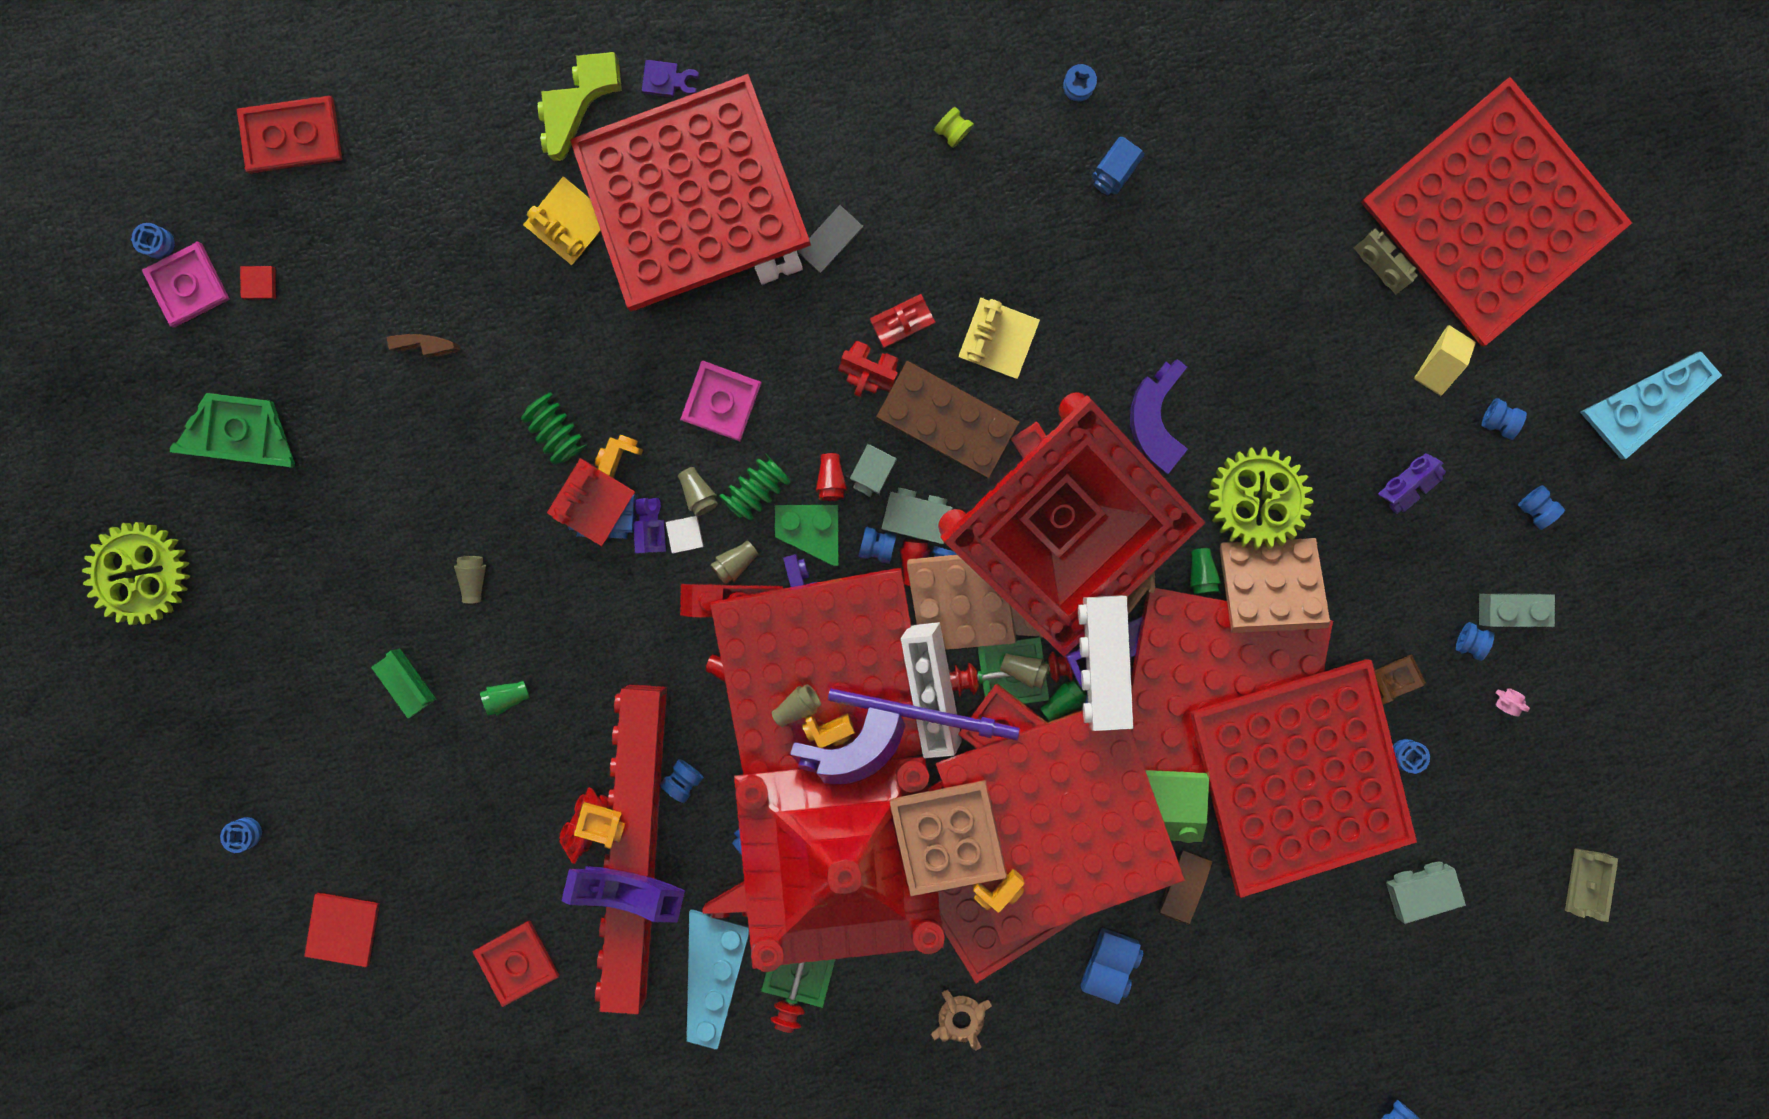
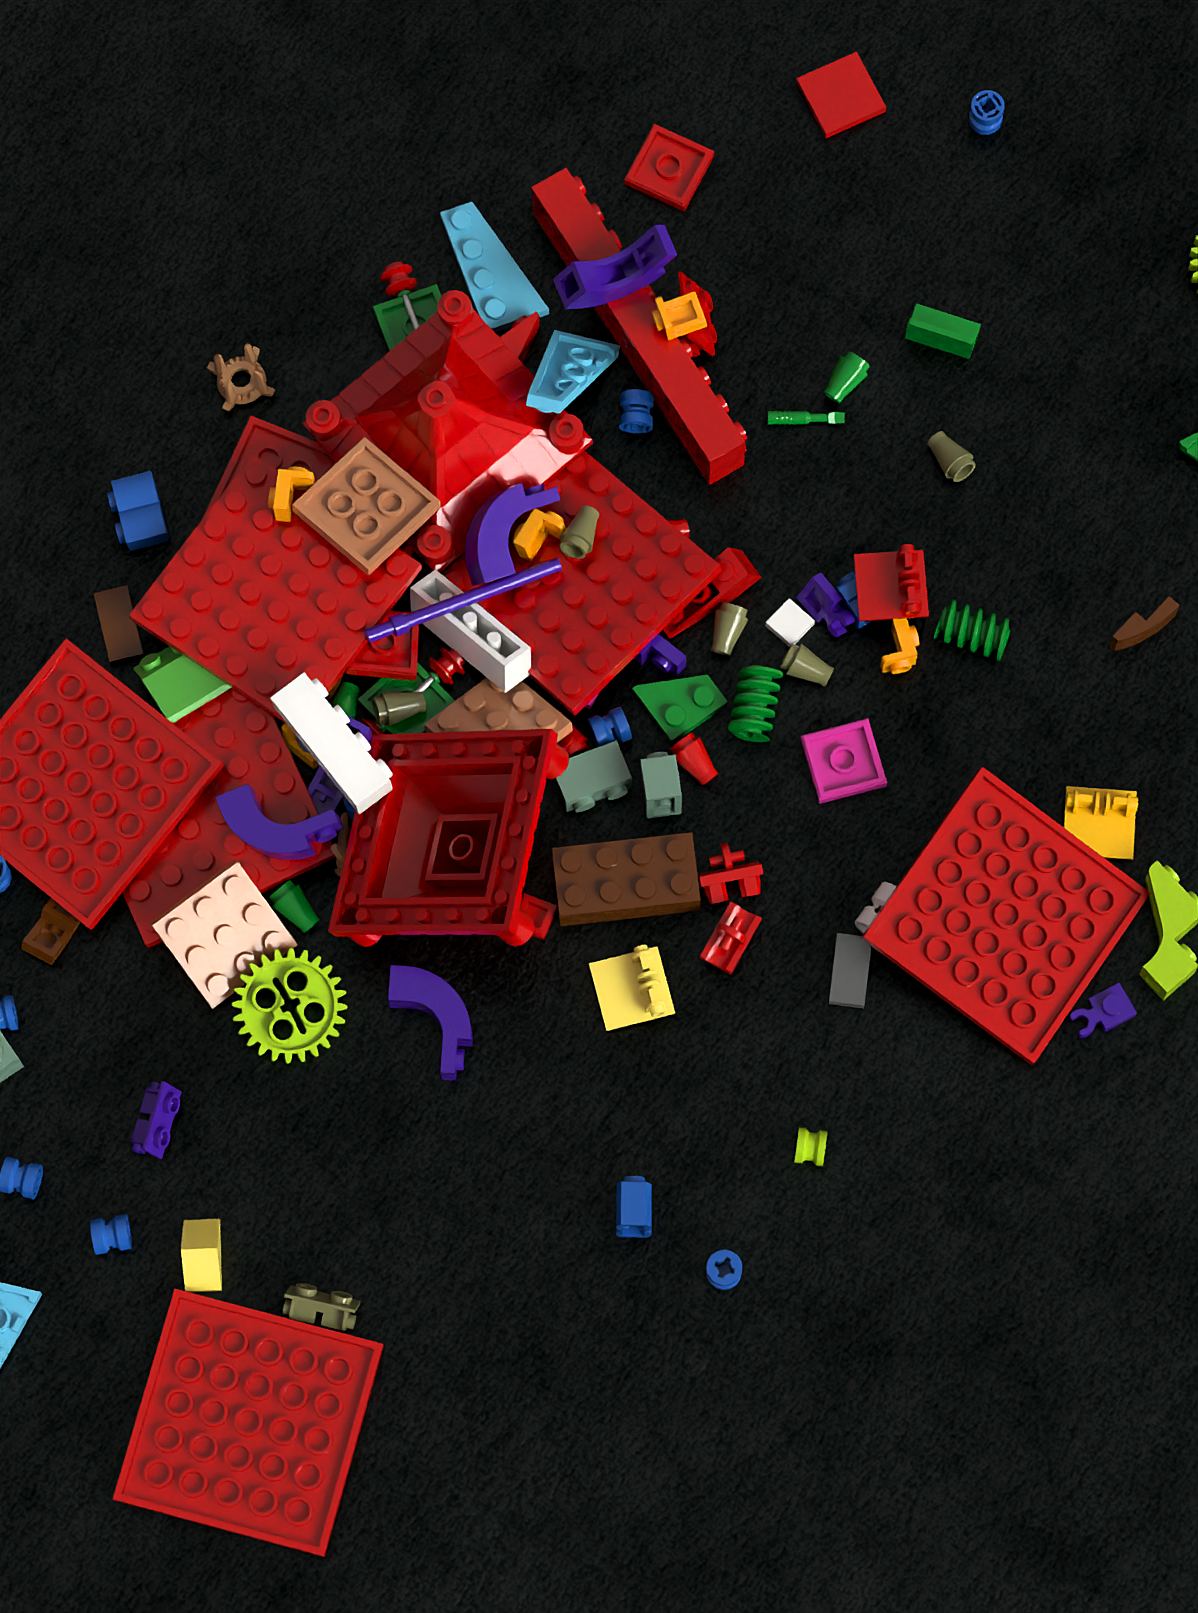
camera: 145 degrees right, 15 degrees down
(558, 688) = (803, 417): none -> green piece
(713, 846) = (568, 369): none -> medium azure wing
(1201, 640) = (279, 841): none -> dark purple arch

